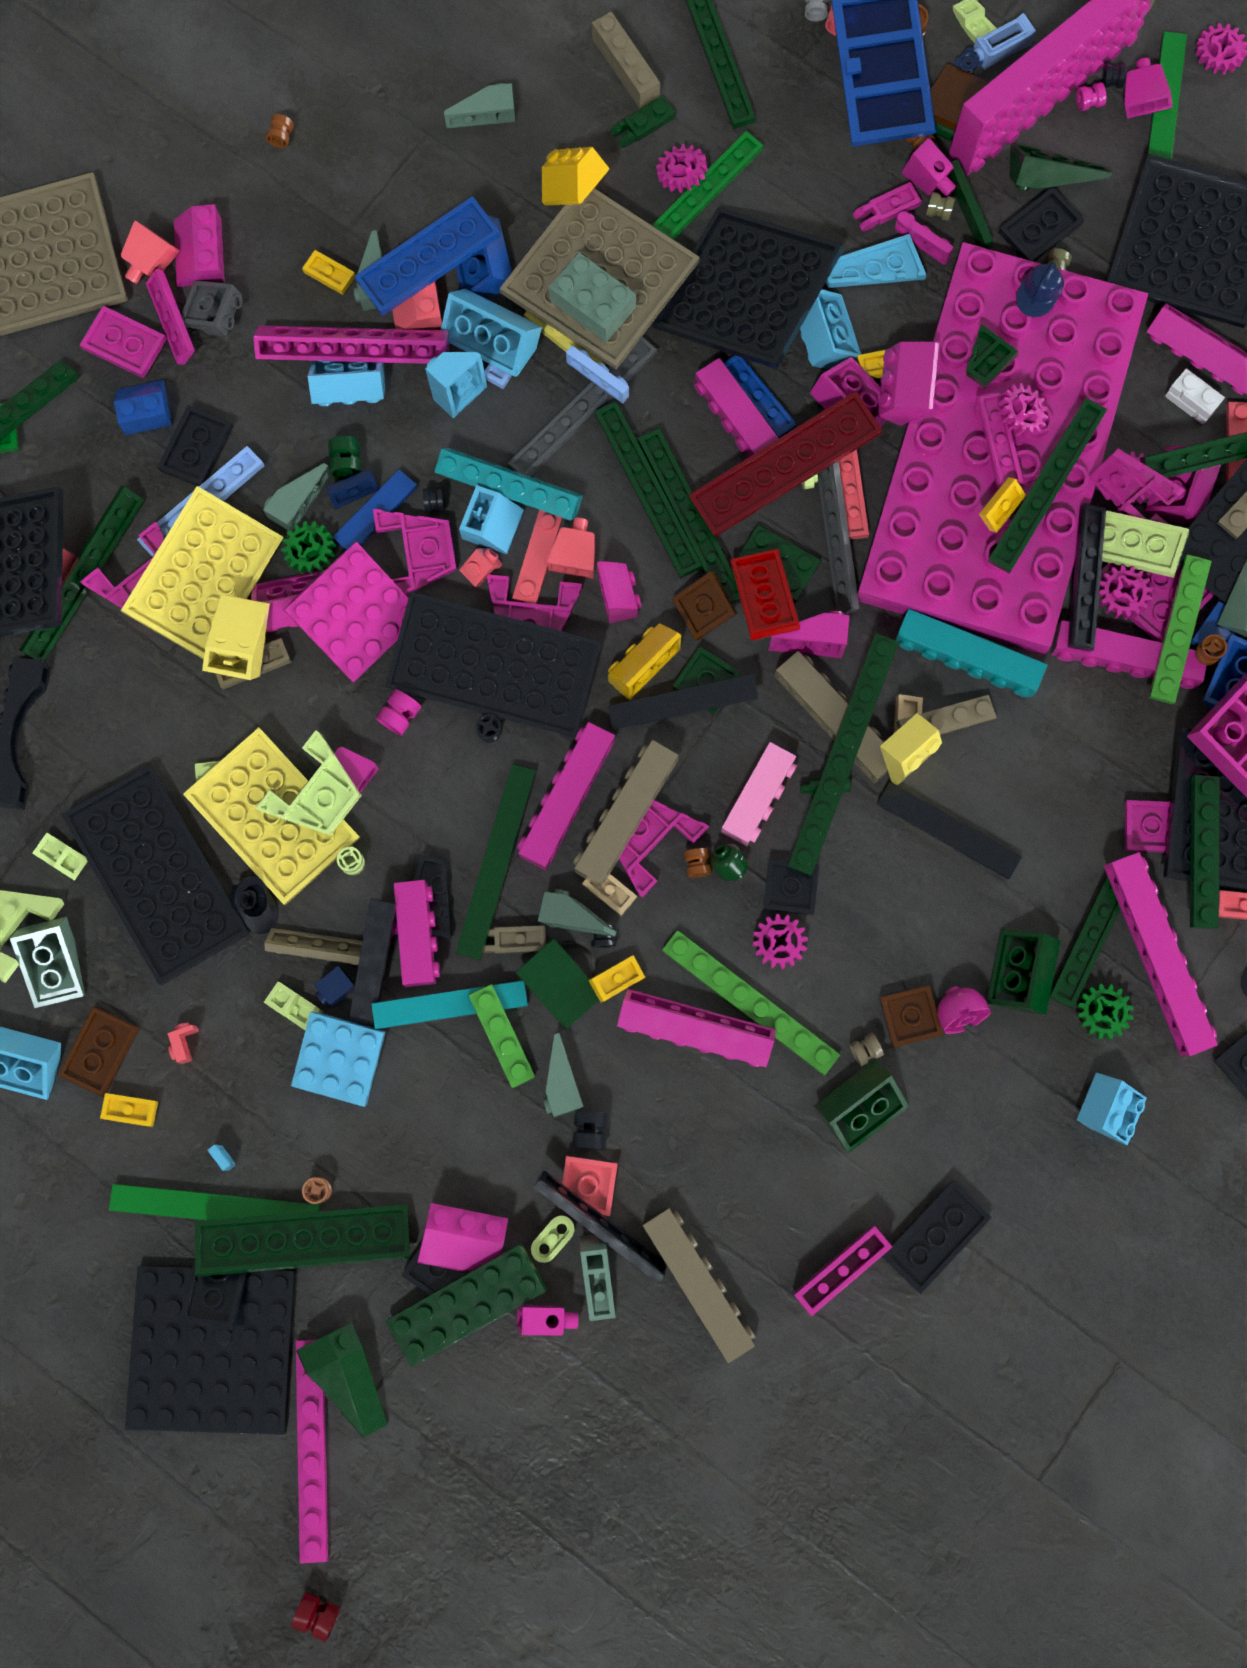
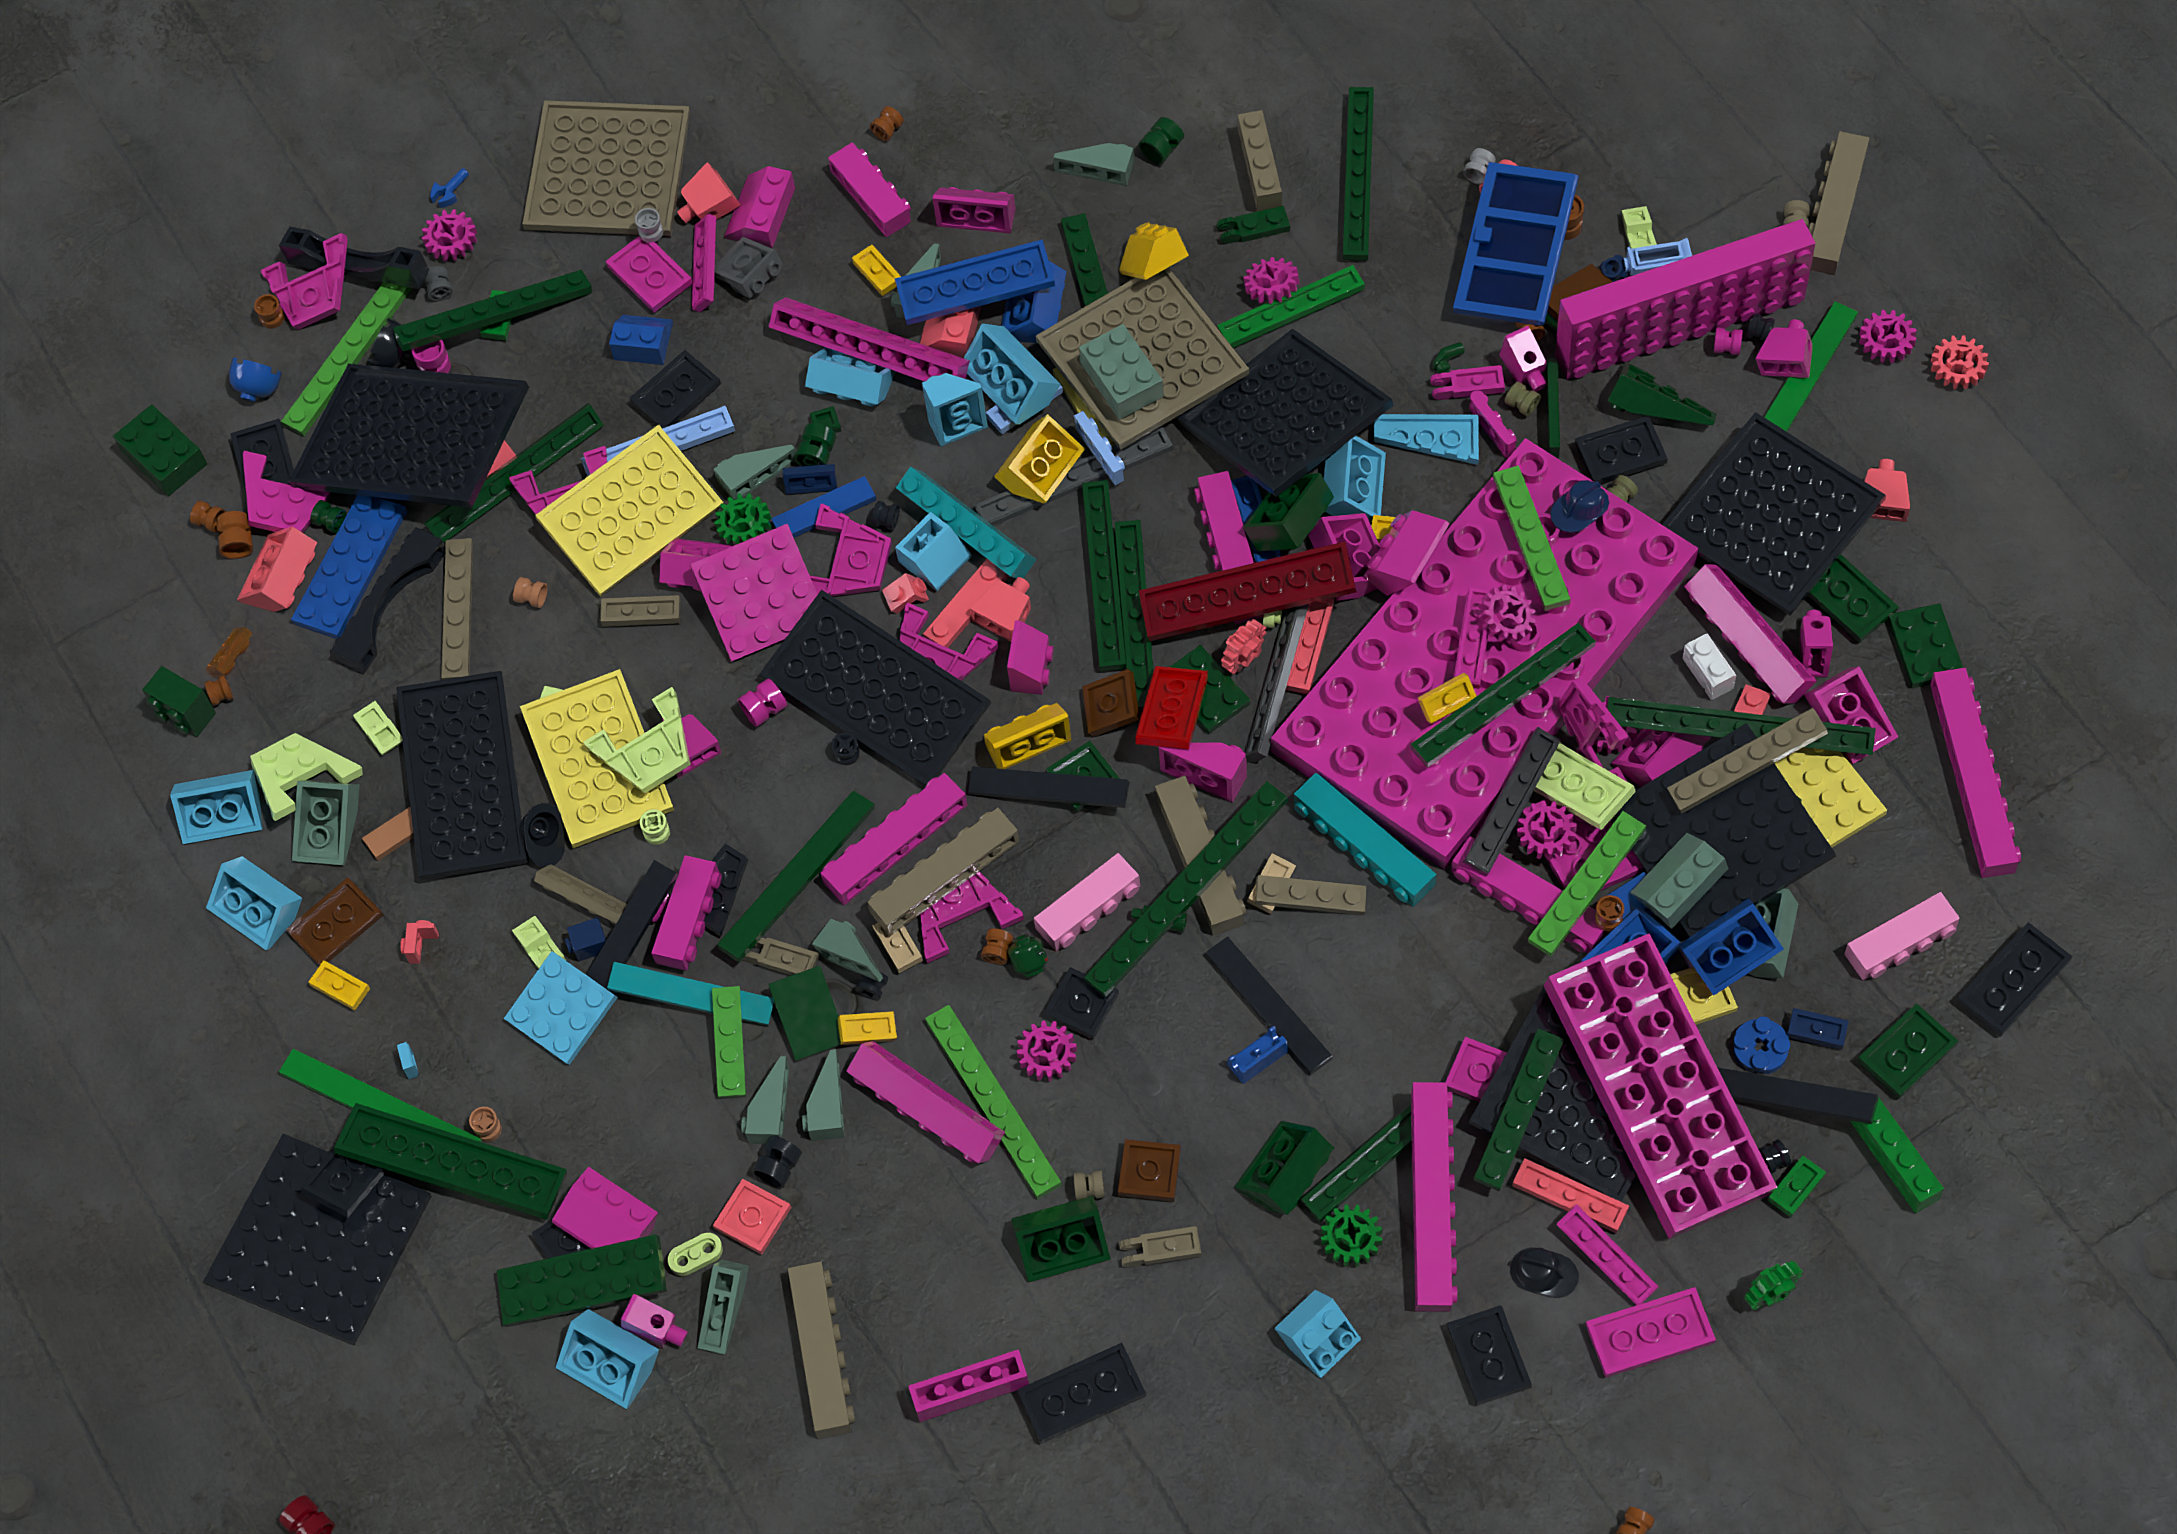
camera: 25 degrees right, 15 degrees down
(84, 719) = (457, 608): none -> dark tan plate
(106, 297) = (649, 225): none -> light grey wheel
(114, 952) = (390, 835): none -> nougat tile
(144, 681) = (530, 592): none -> nougat wheel
(237, 638) = (634, 577): light yellow slope -> none
(290, 198) = (870, 189): none -> dark pink brick
(311, 1466) = (372, 1369): dark pink plate -> none
(341, 427) = (827, 418): none -> dark green tile
(345, 1378) = (434, 1302): dark green wedge -> none
(393, 187) = (974, 210): none -> dark pink slope
(508, 203) = (1084, 258): none -> dark green plate
(516, 1362) = (606, 1358): none -> medium azure slope
(532, 68) = (1161, 140): none -> dark green wheel
(550, 403) = (1040, 461): none -> yellow slope
(600, 1226) = (746, 1254): black tile -> none
(610, 1063) = (824, 1106): none -> sand green slope
(794, 385) = (1289, 517): none -> dark green brick
(800, 515) = (1243, 646): none -> coral gear
(856, 193) = (1445, 354): none -> dark green arm
(910, 747) = (1252, 904): light yellow slope -> none
(951, 1080) = (1162, 1247): none -> dark tan hinge
(958, 878) = (1258, 1055): none -> blue hinge
(961, 1008) = (1202, 1180): dark pink cylinder -> none
(989, 357) = (1496, 554): dark green wing -> none
(1010, 329) = (1531, 538): none -> bright green plate

